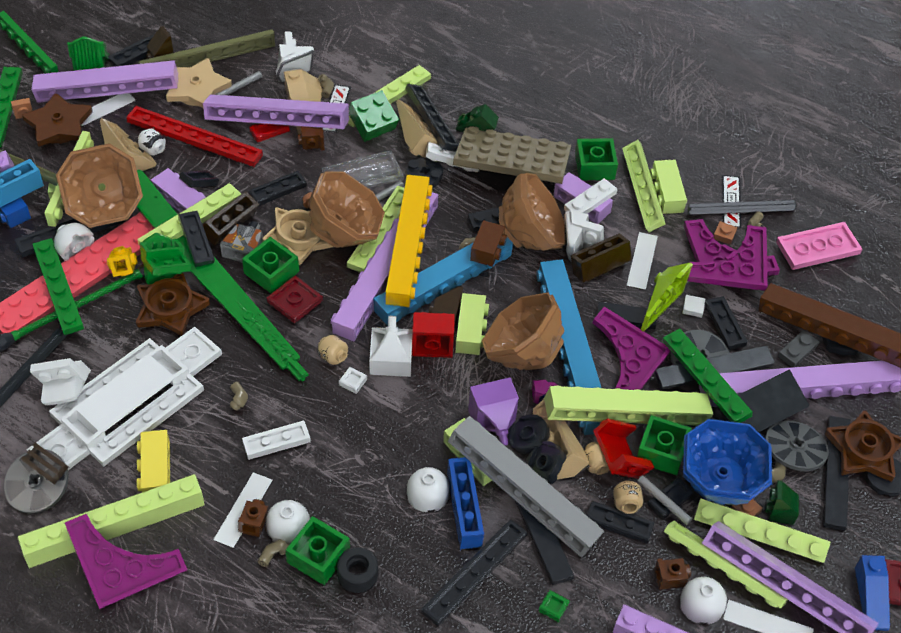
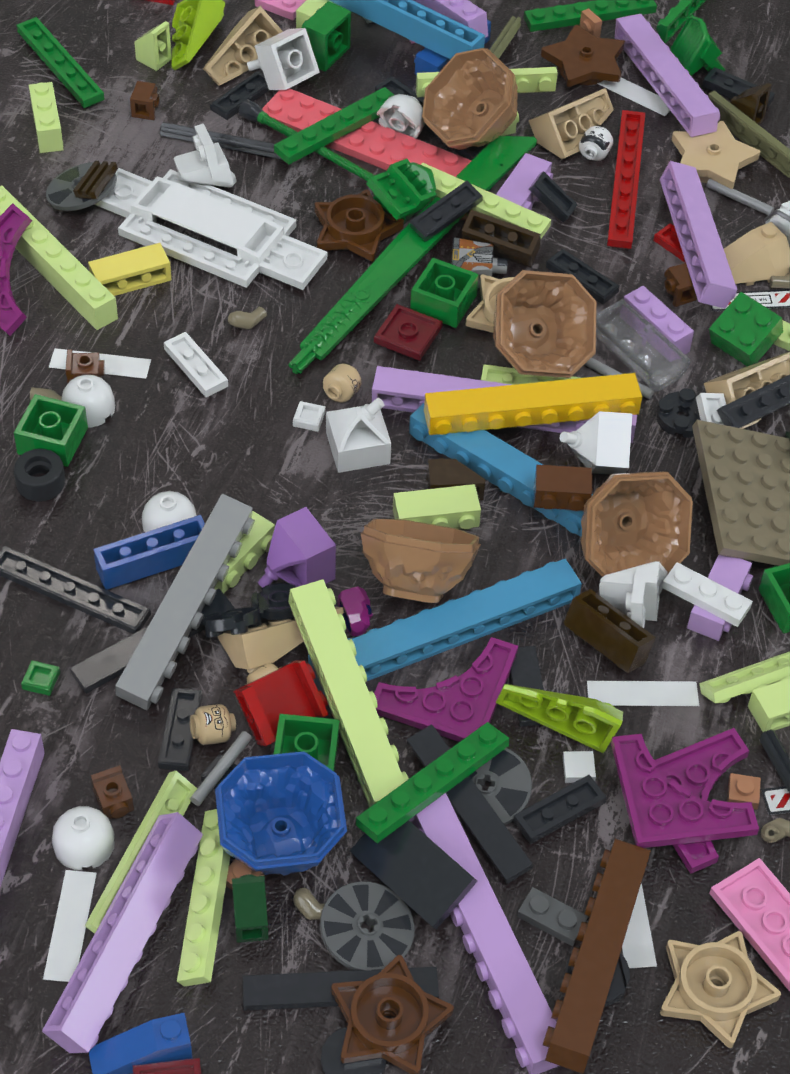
camera: 75 degrees right, 0 degrees up
(119, 266) = (385, 156): yellow brick -> none
(343, 154) = (661, 318): none -> lavender brick
(433, 335) = (393, 464): red brick -> none
(455, 209) = (602, 442): none -> white piece
(856, 283) = (716, 985): none -> tan plate

